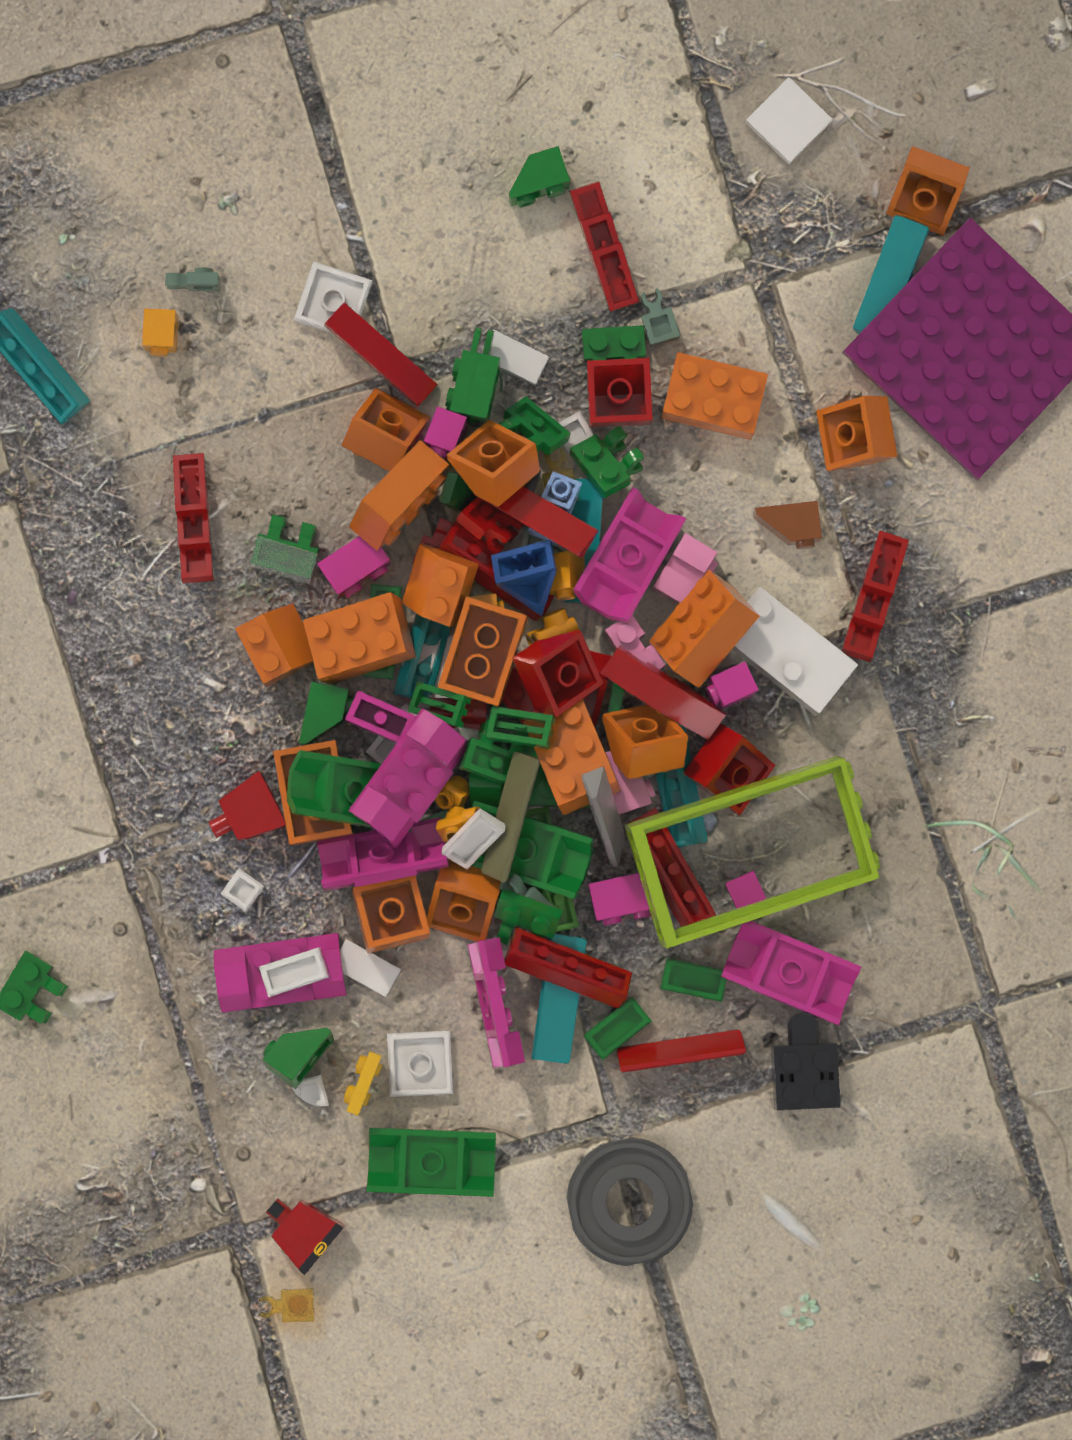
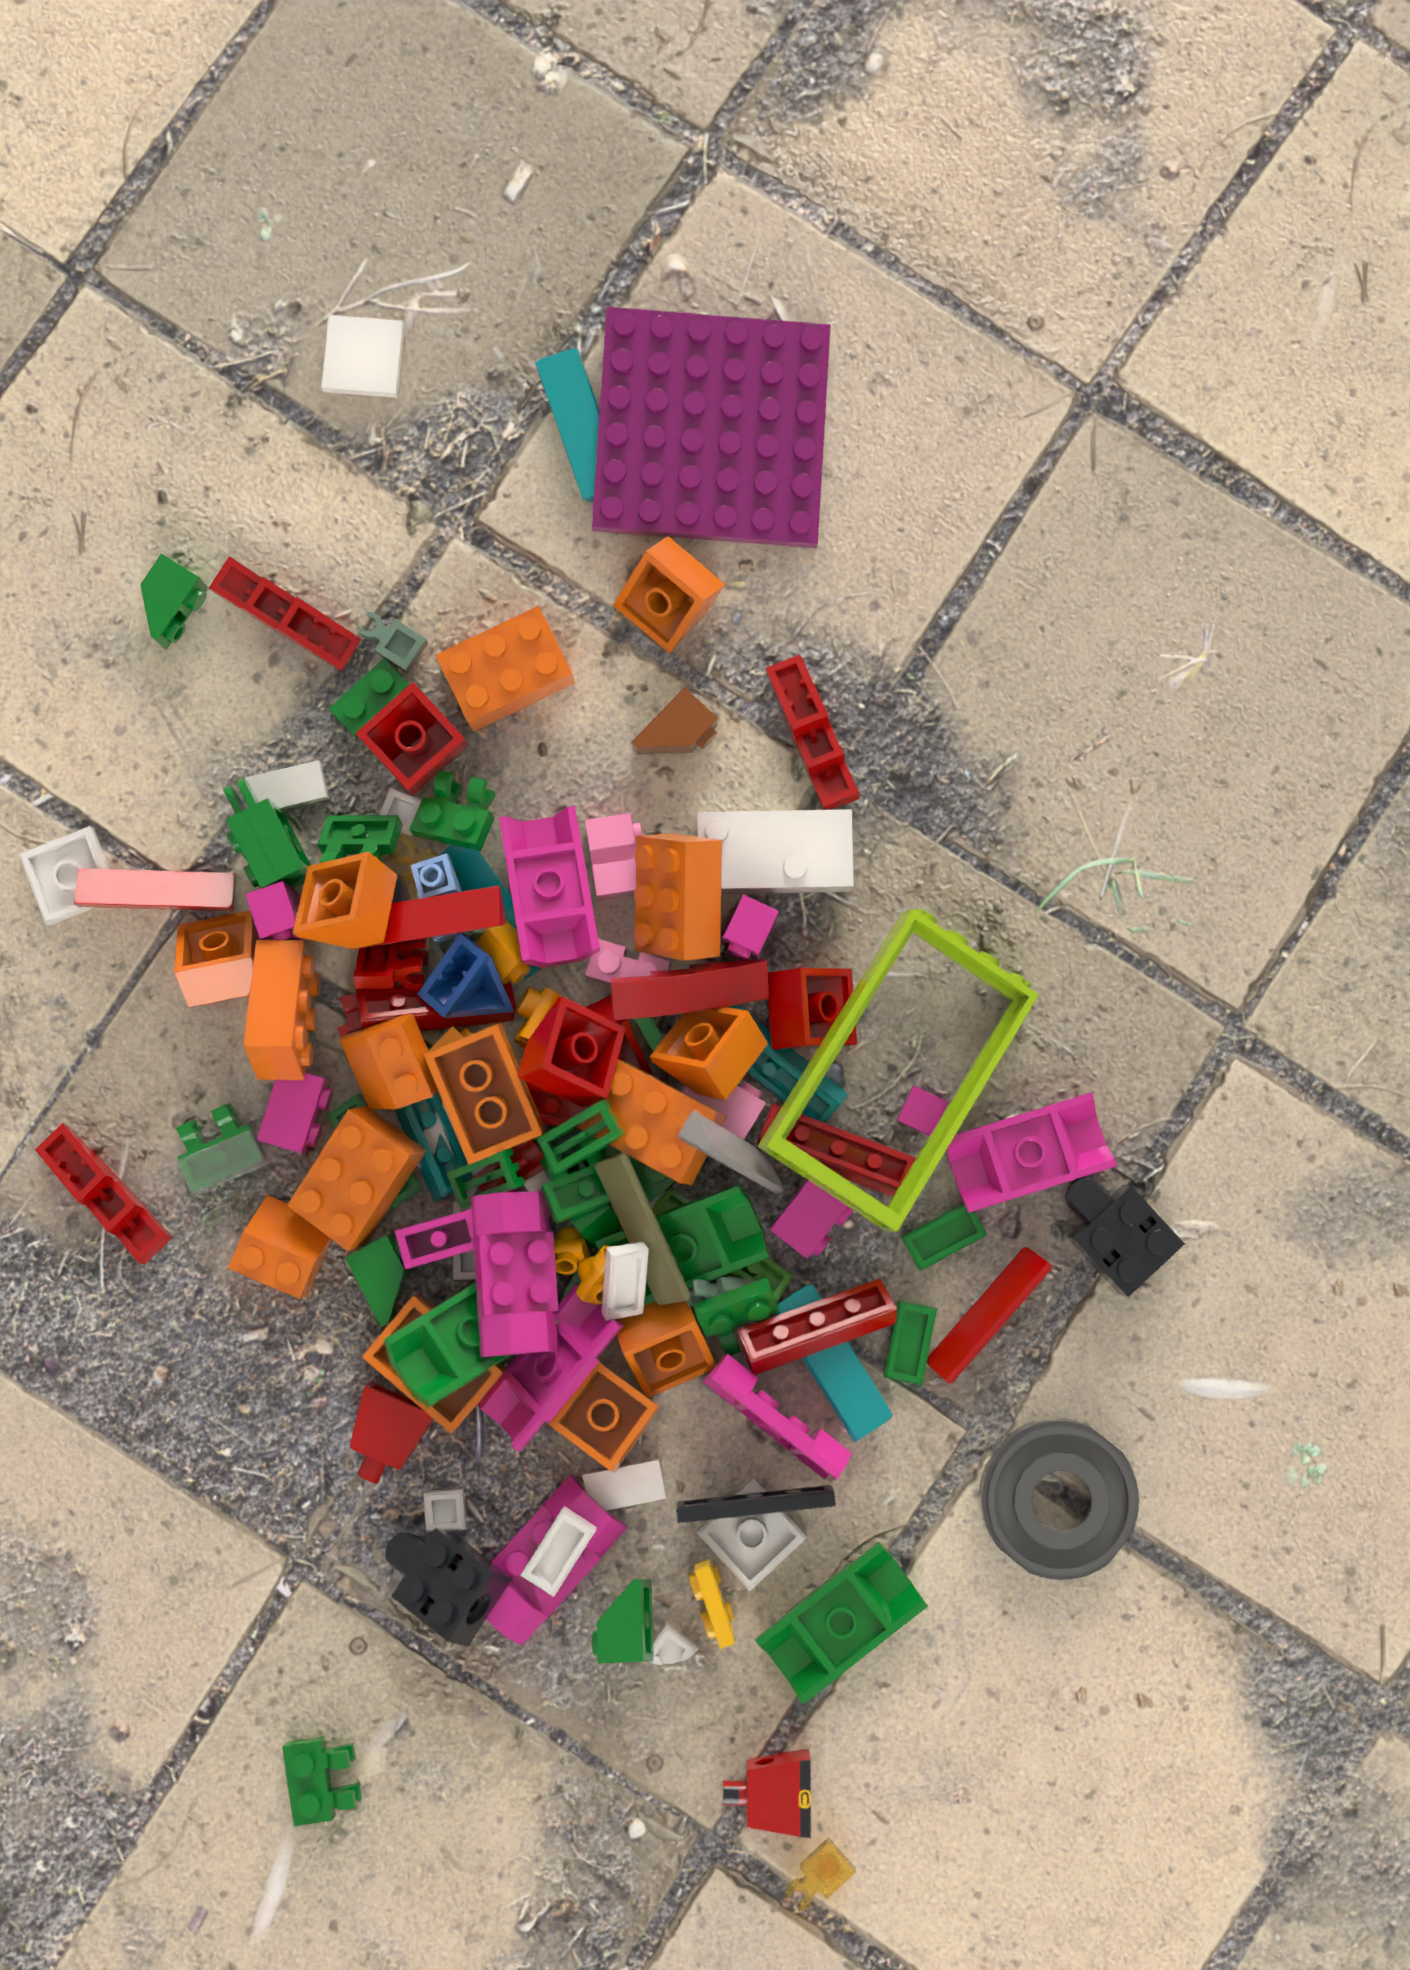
camera: 35 degrees left, 0 degrees up
(209, 933) = (443, 1588): none -> black brick
(439, 1044) = (755, 1503): none -> black tile
(456, 493) = (334, 962): dark green tile -> none
(928, 189) = (546, 313): orange slope -> none

